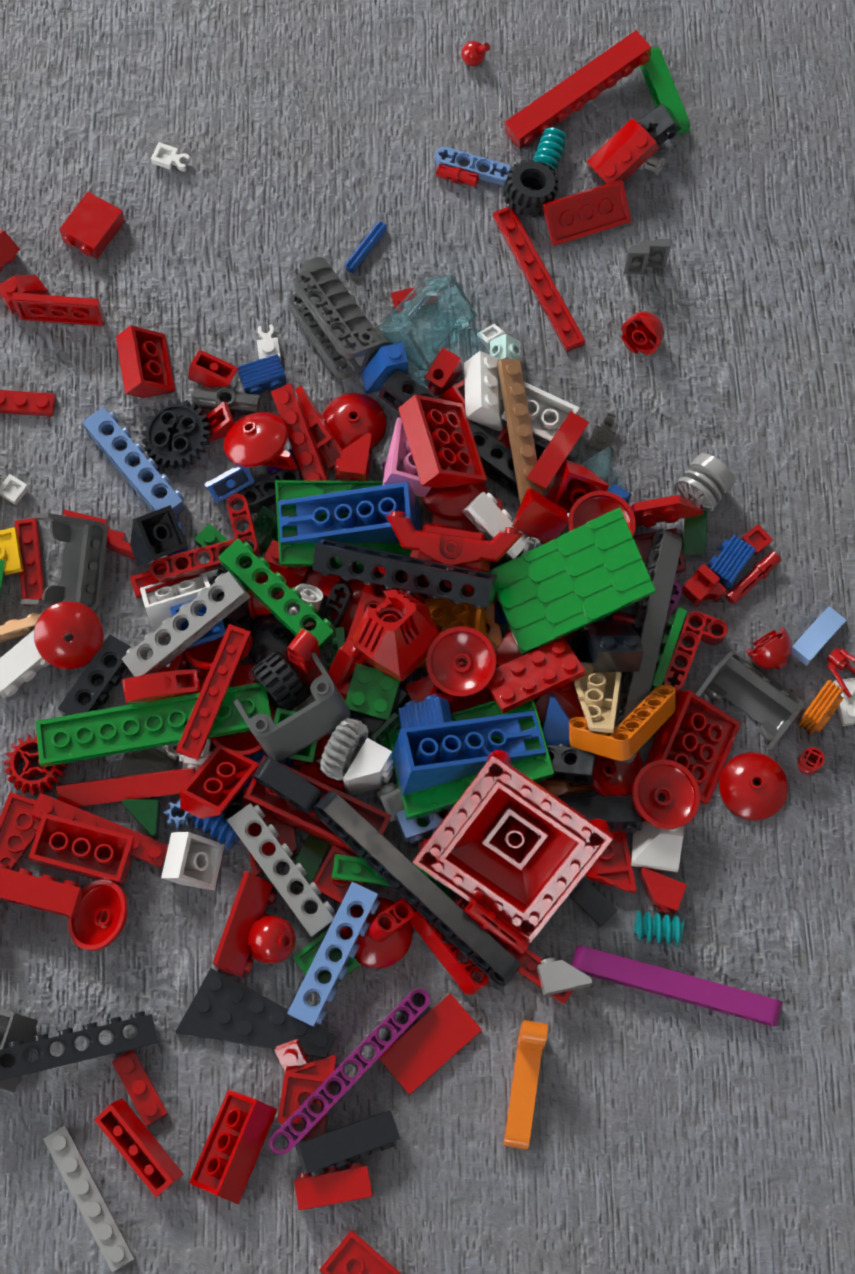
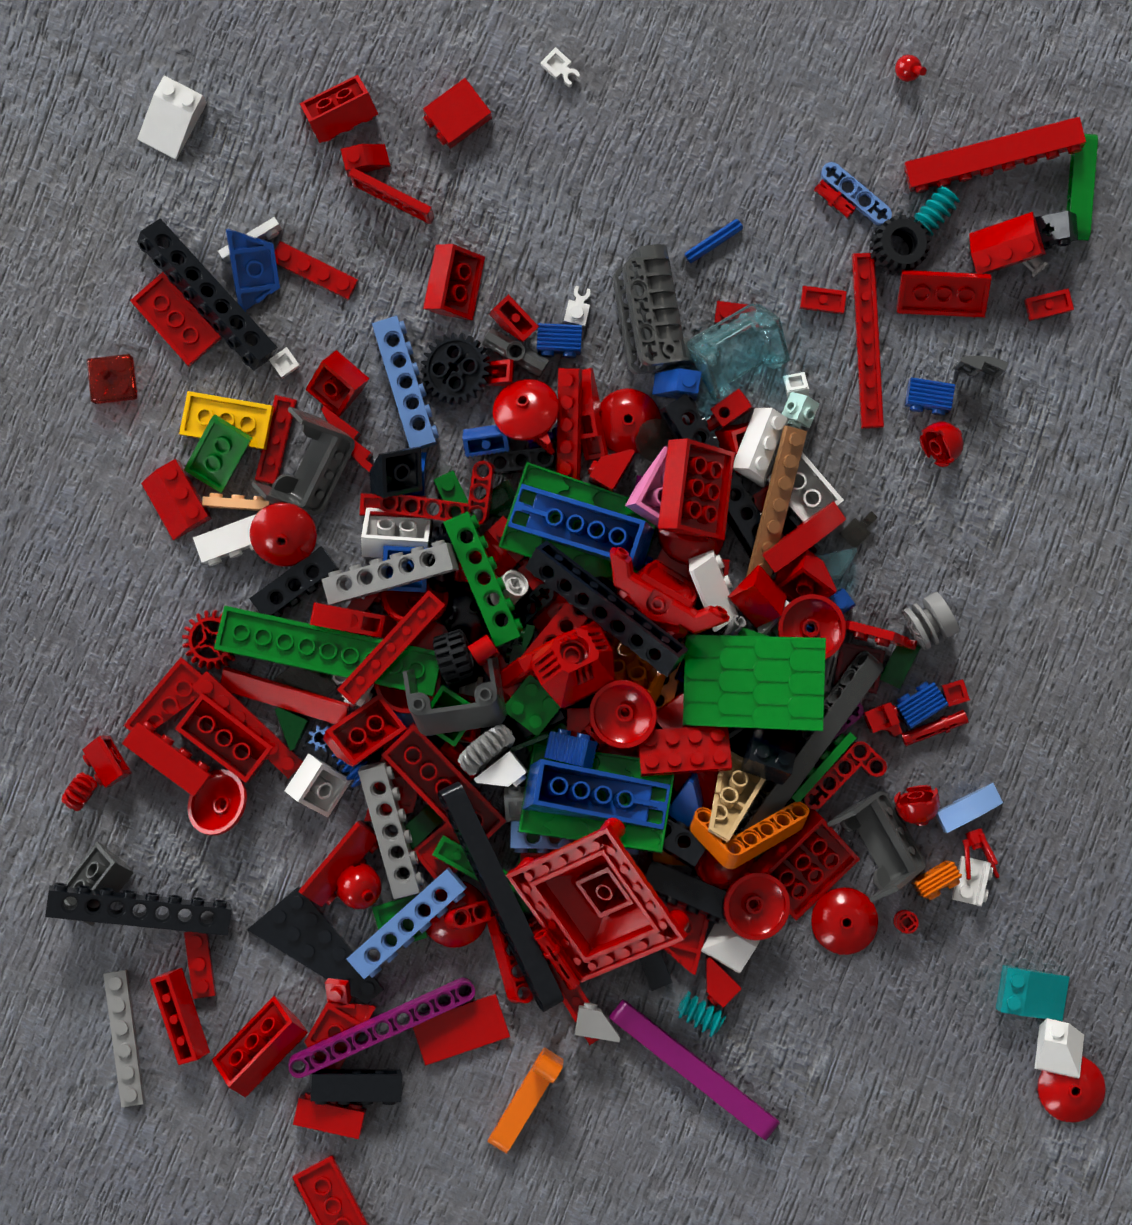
camera: 30 degrees right, 15 degrees up
(69, 487) = (337, 383): none -> red slope
(287, 785) = (423, 761): black beam -> none
(382, 424) = (652, 438): none -> clear smoke tile
(484, 258) = (823, 299): none -> red plate
(614, 300) = (929, 396): none -> blue brick
(681, 191) = (1049, 304): none -> red plate

